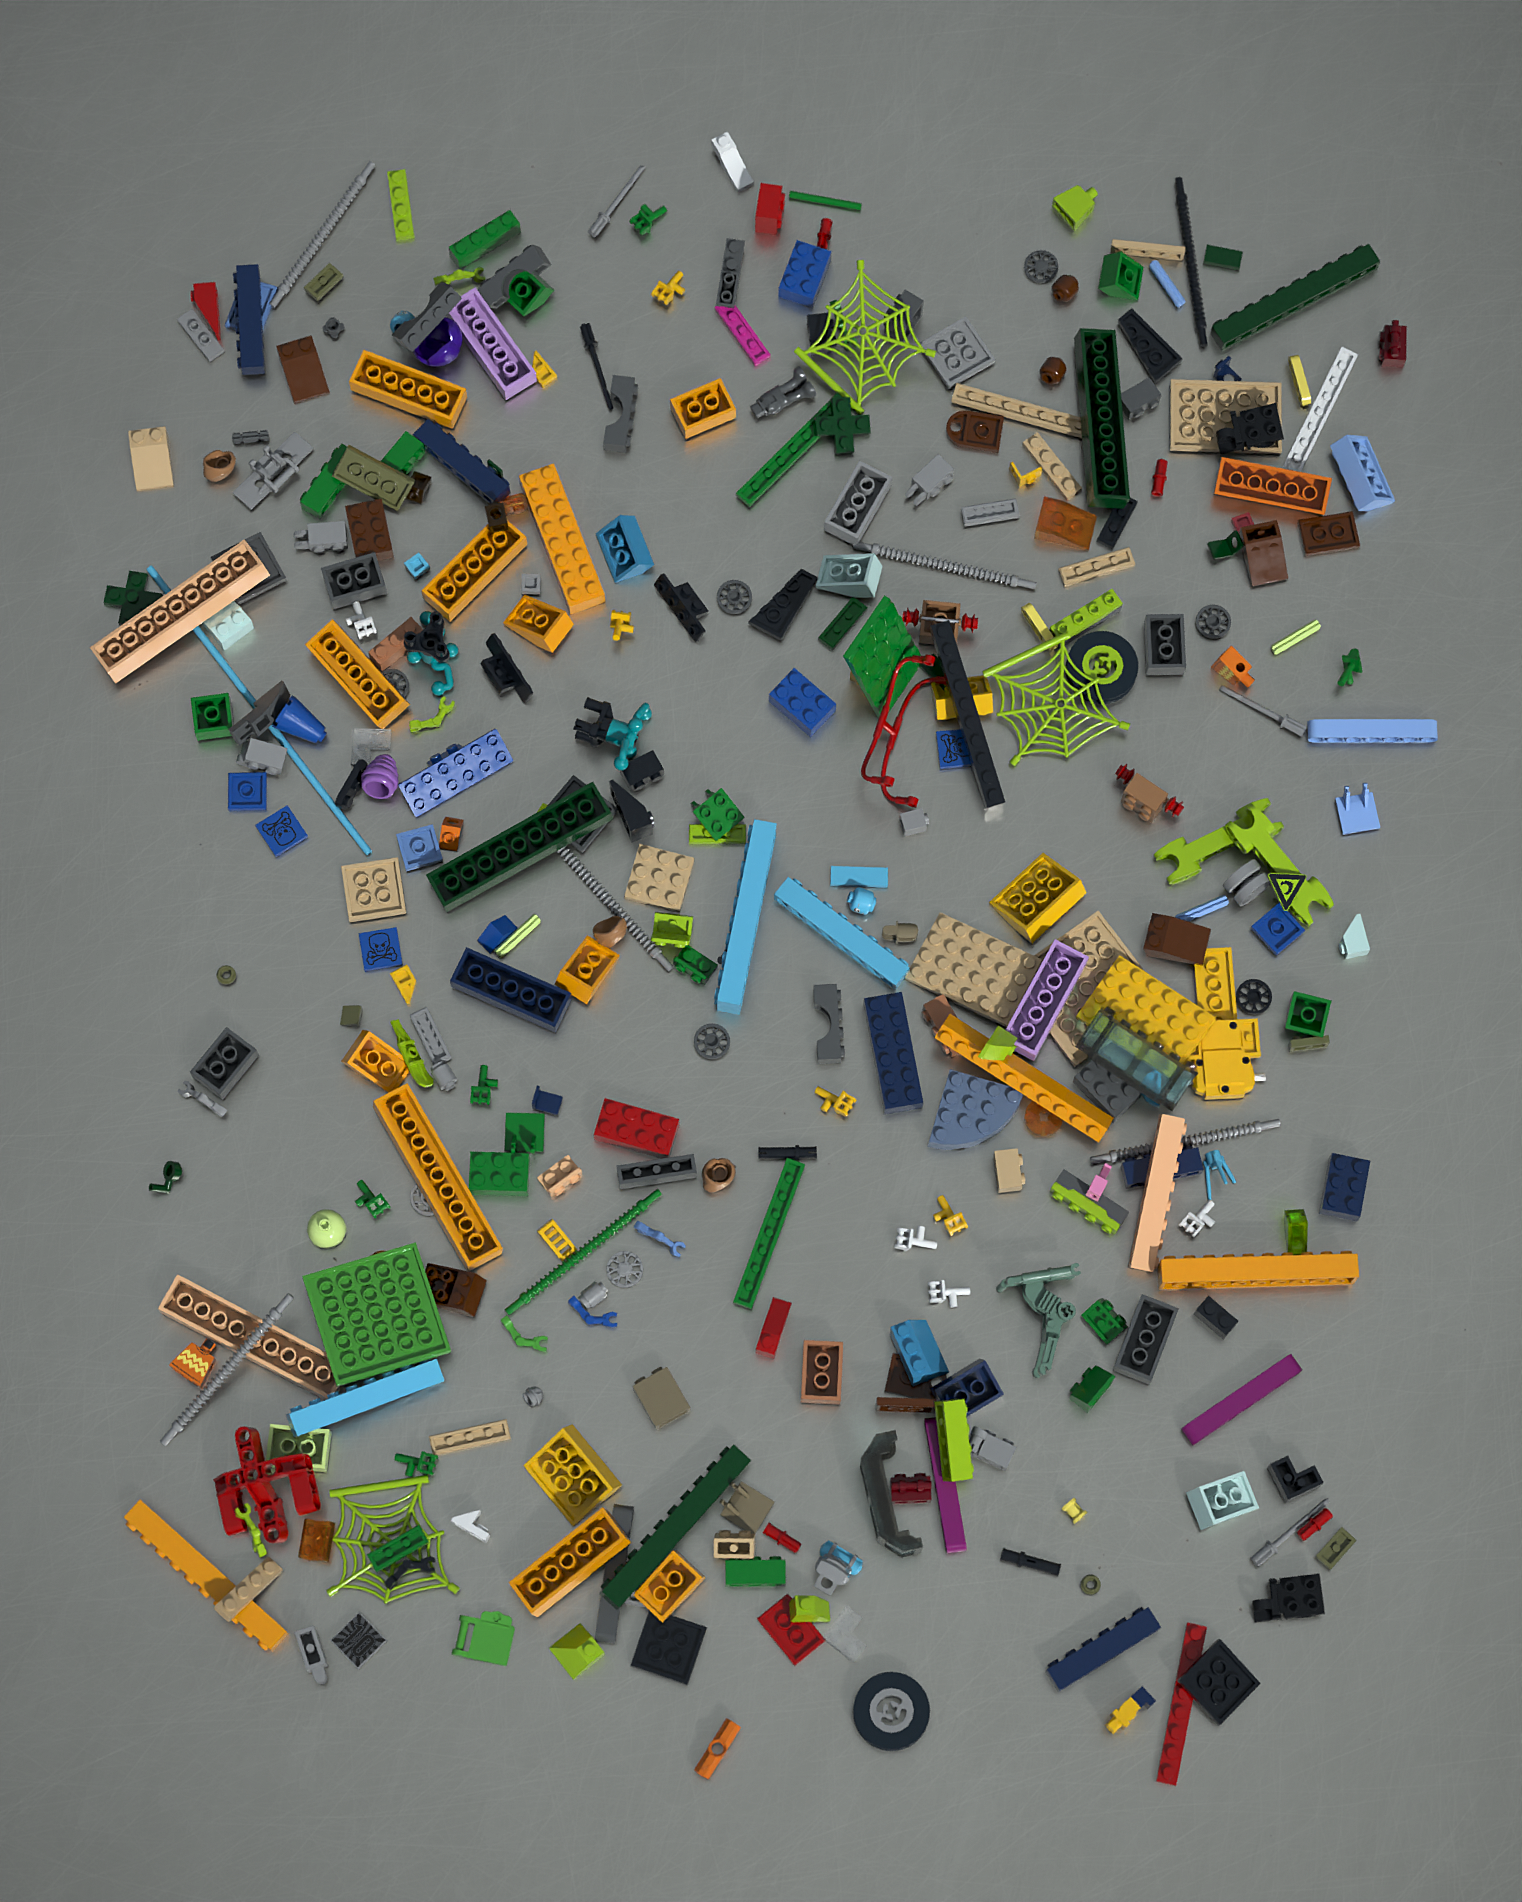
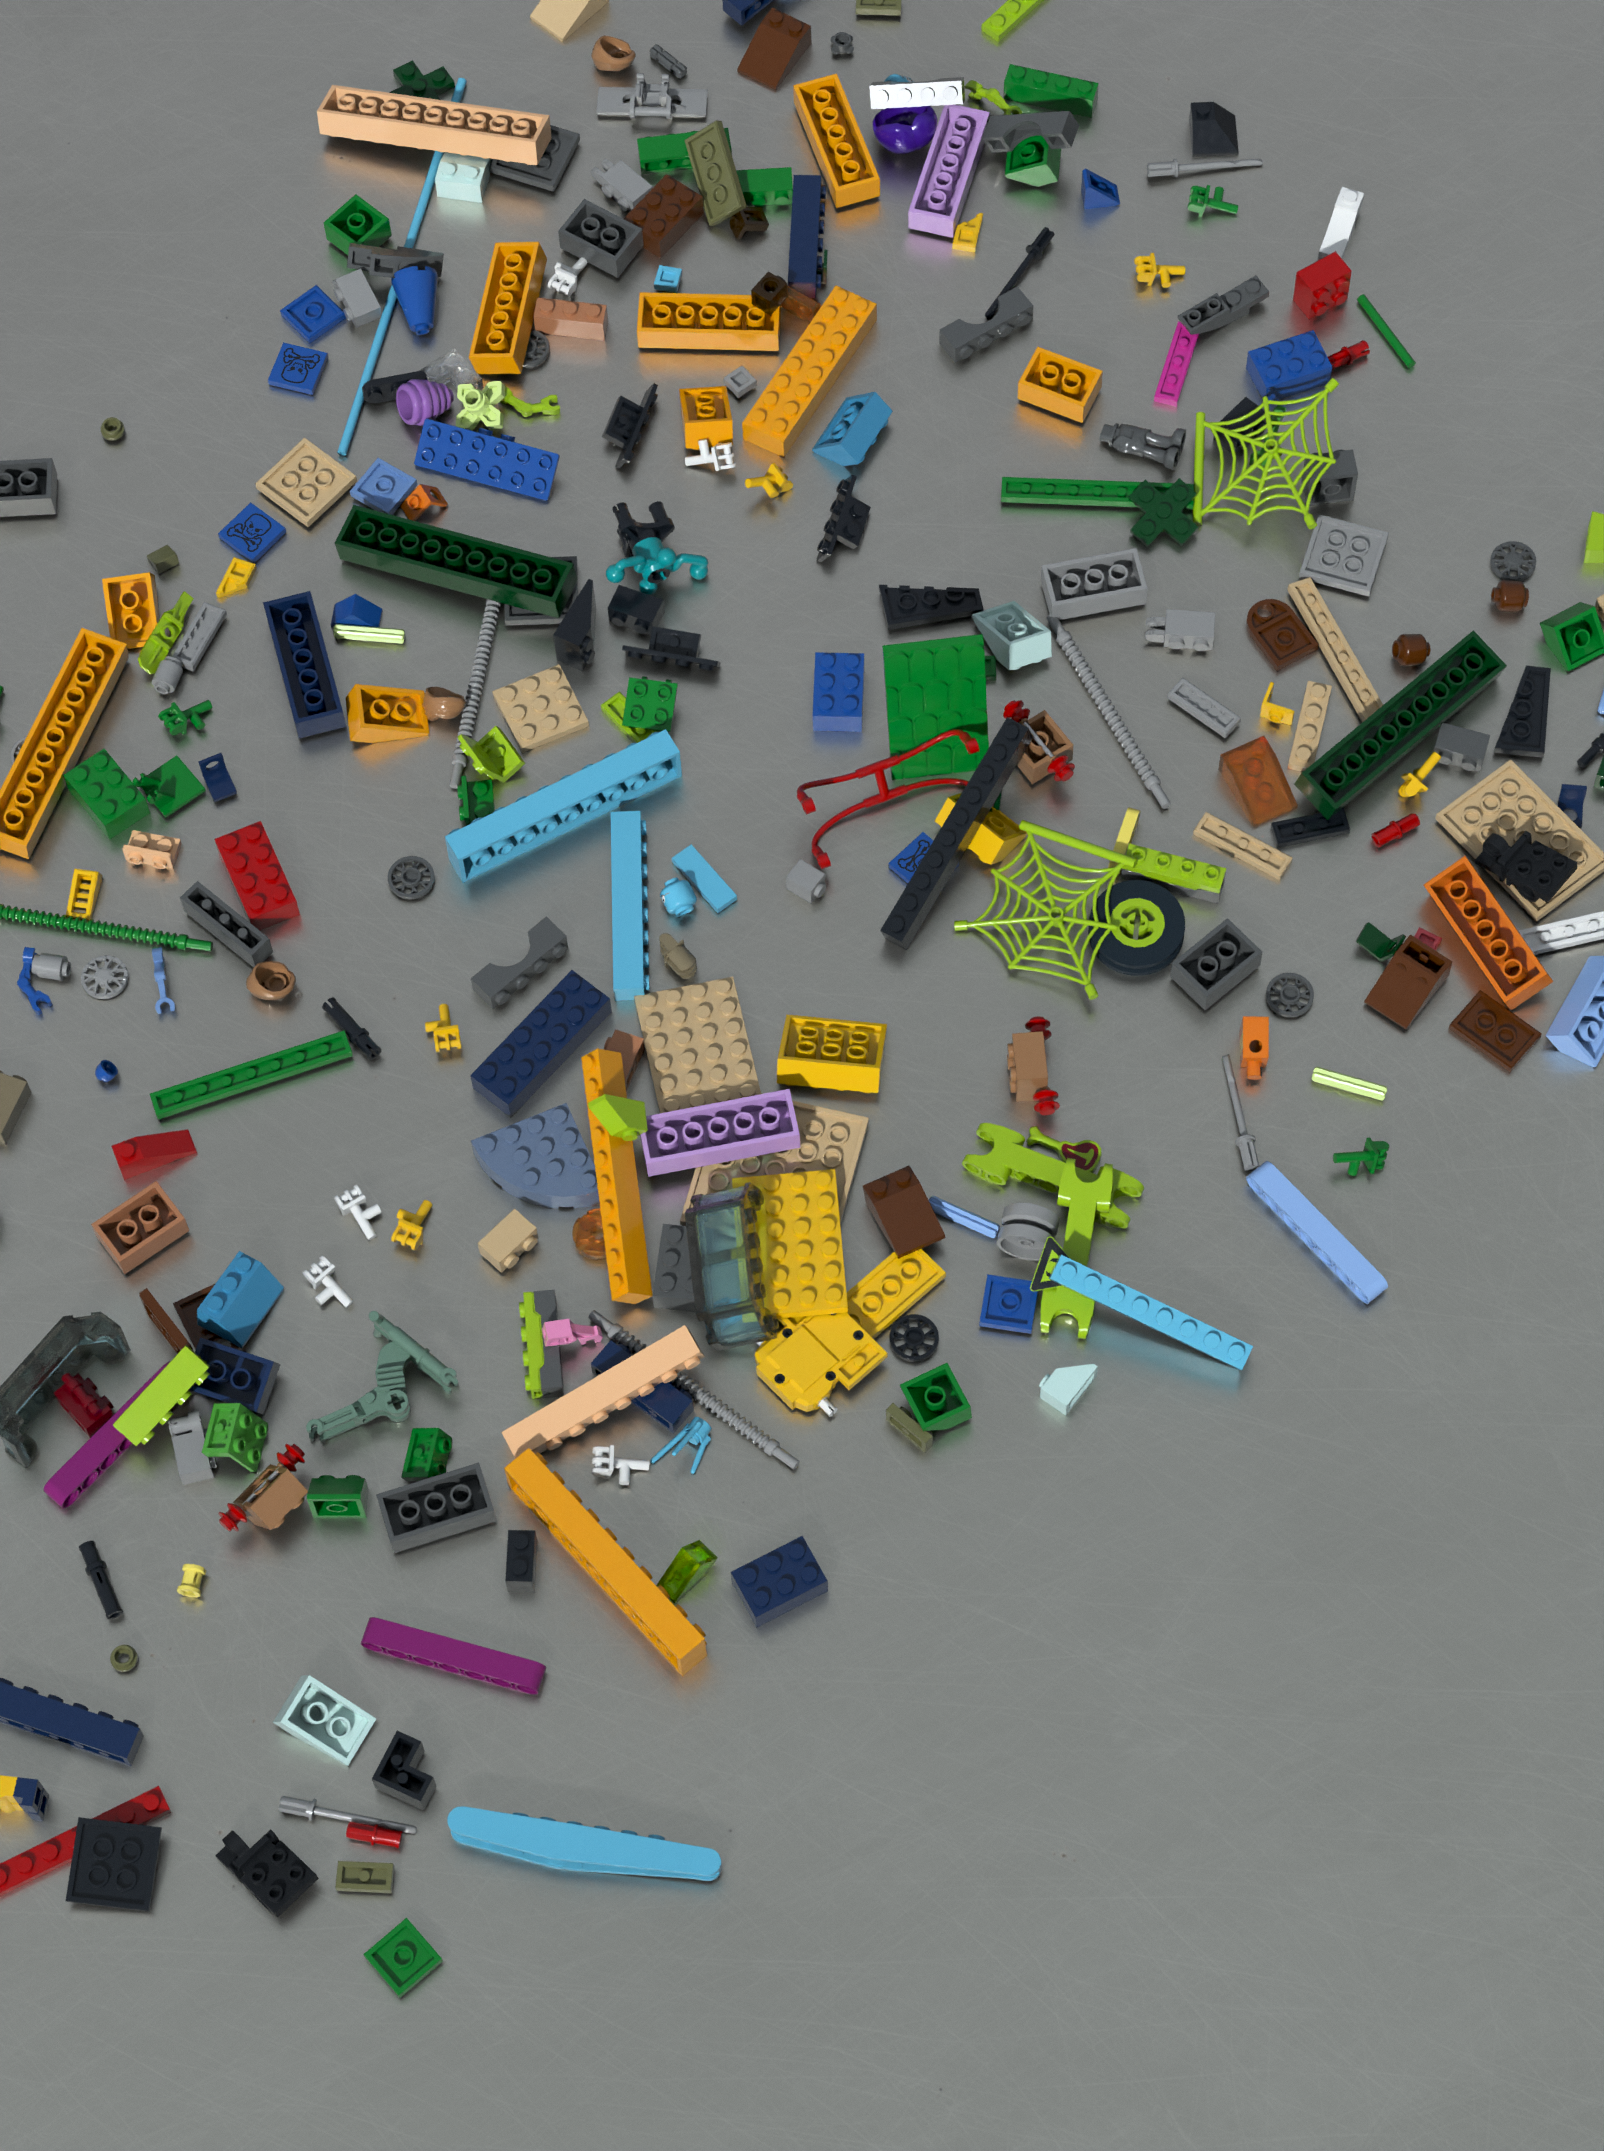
camera: 55 degrees right, 10 degrees down
(413, 735) = (480, 405): none -> yellowish green plant
(431, 649) = (591, 342): wheel -> none
(578, 636) = (720, 455): none -> white arm
(581, 274) = (1098, 191): none -> blue slope
(597, 175) = (1212, 130): none -> black slope
(687, 769) = (673, 645): none -> black bracket
(694, 1315) = (106, 1071): none -> blue hinge
(734, 597) = (894, 557): dark grey wheel -> none
(1006, 1418) = (235, 1434): none -> bright green bracket
(1063, 1426) = (269, 1495): none -> medium nougat brick
(1141, 445) = (1413, 783): none -> yellow arm
(1217, 817) = (1085, 1152): none -> lime piece
(1354, 858) = (1150, 1312): none -> medium azure brick
(1357, 812) = (1213, 1285): light blue plate -> none
(1400, 1563) = (403, 1957): none -> green plate
(1416, 1417) = (581, 1847): none -> medium azure piece

